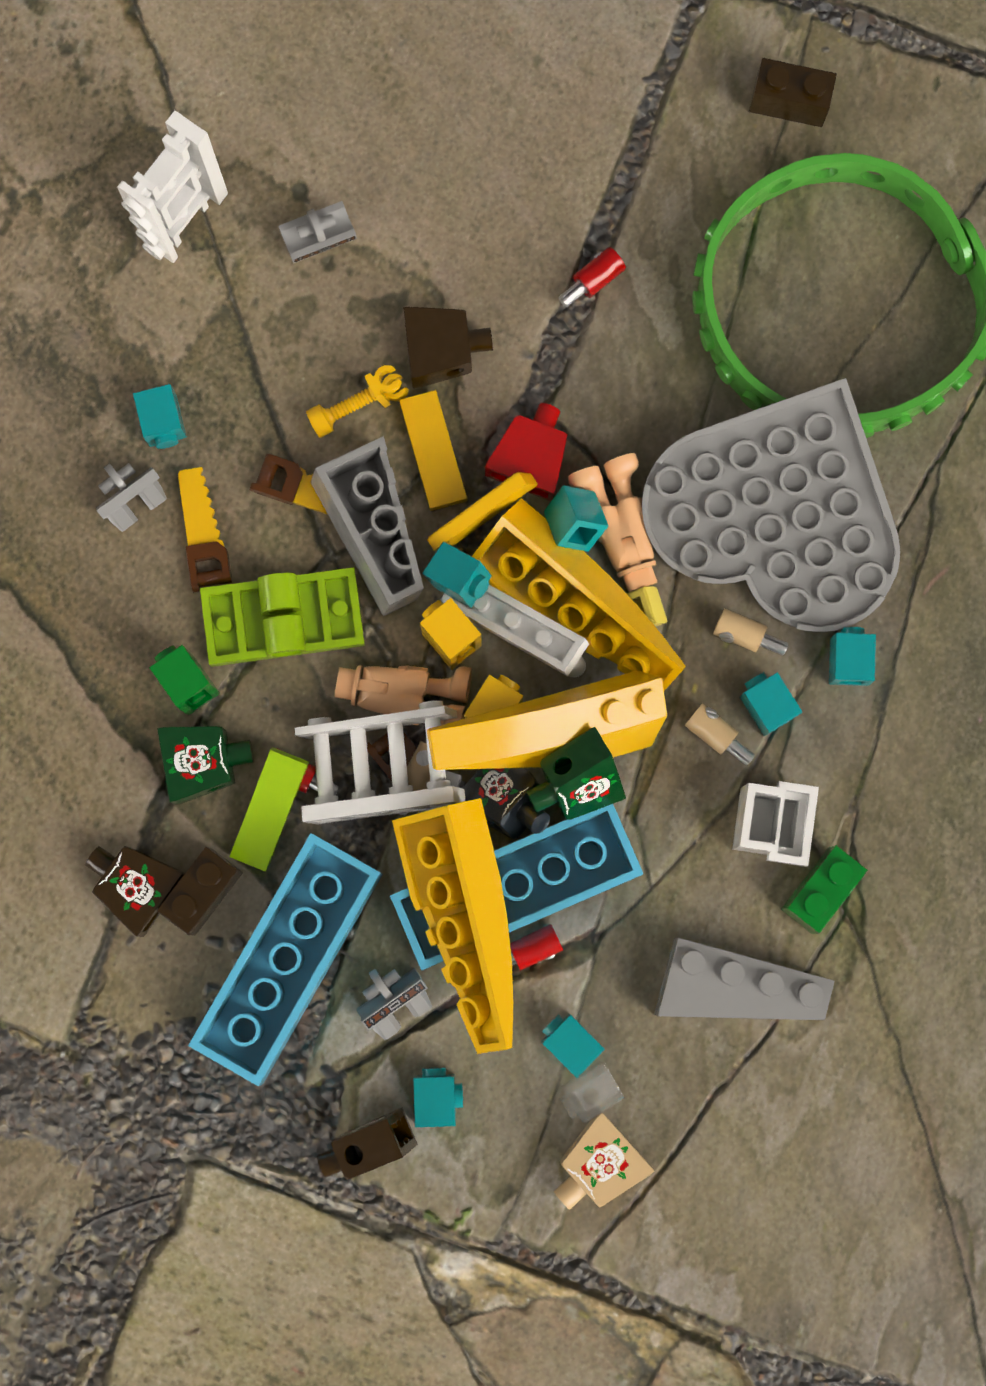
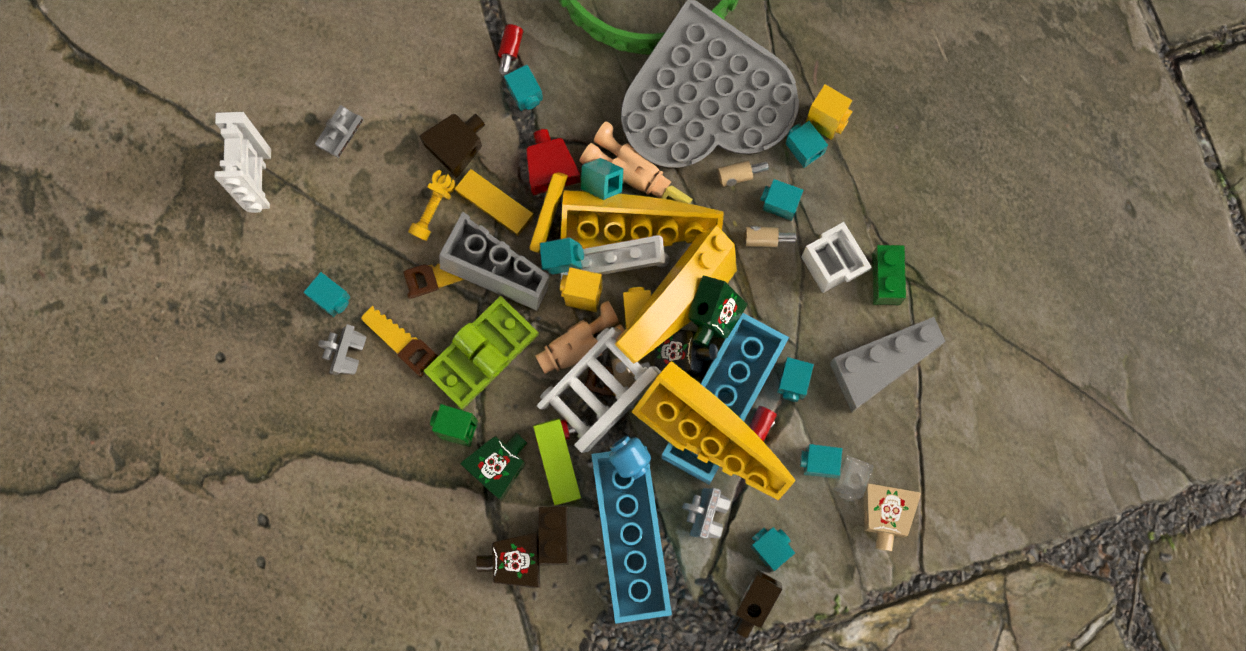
camera: 35 degrees left, 5 degrees down
(348, 872) = (629, 457): none -> dark azure head
(571, 340) = (524, 88): none -> teal brick
(615, 926) = (795, 379): none -> teal brick
(907, 643) = (829, 112): none -> yellow brick

